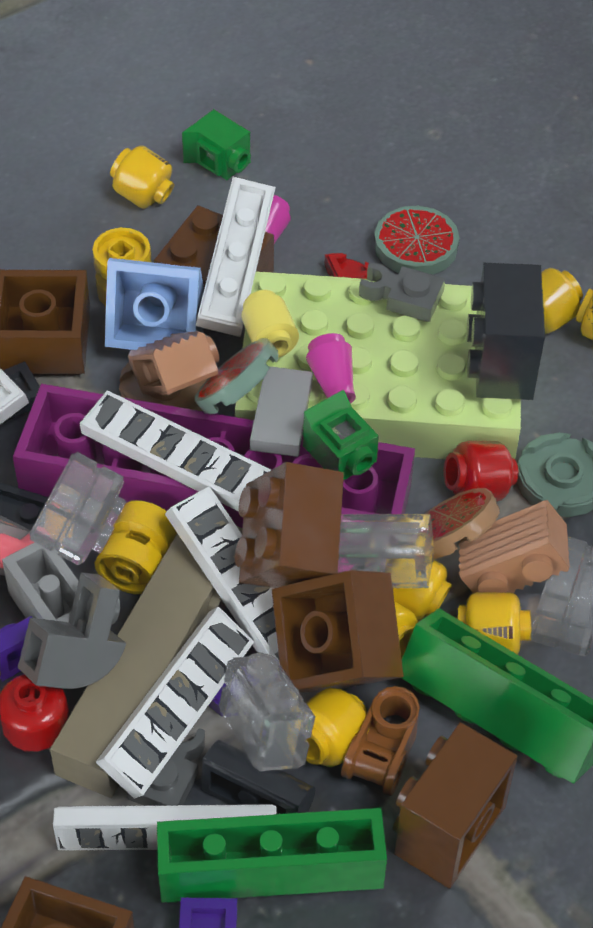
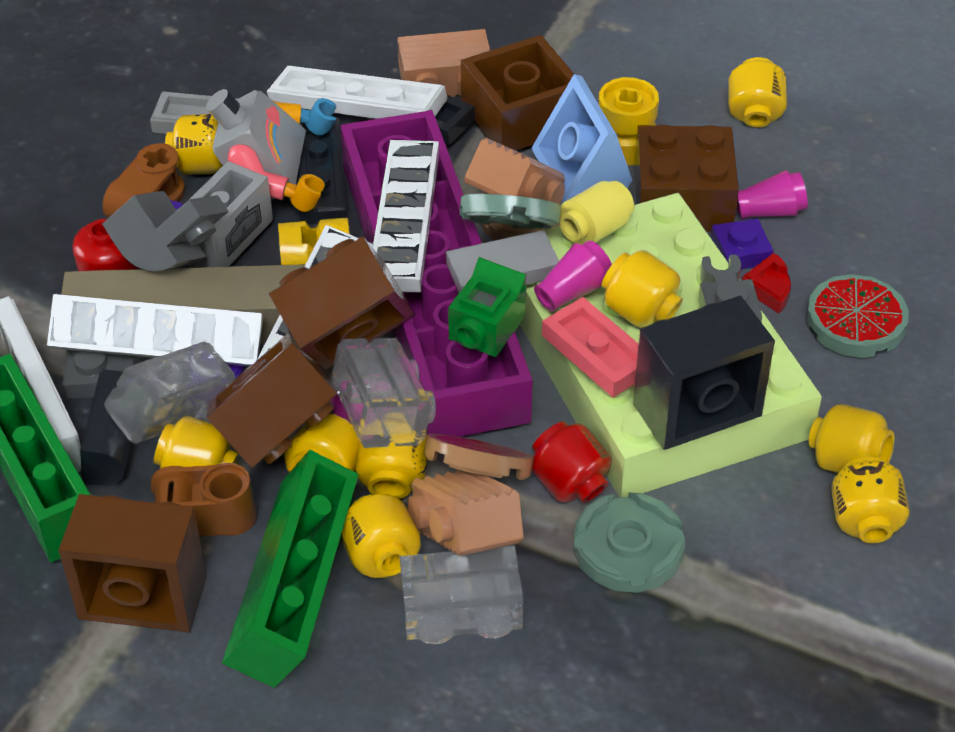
camera: 65 degrees right, 5 degrees down
(80, 510) = (304, 180): clear brick -> none
(217, 145) = (844, 124): green window -> none
(235, 256) = (686, 162): white tile -> none
(299, 261) = (744, 239): none -> dark purple plate
(379, 332) = (642, 289): none -> yellow head
(419, 388) = (594, 345): none -> coral plate

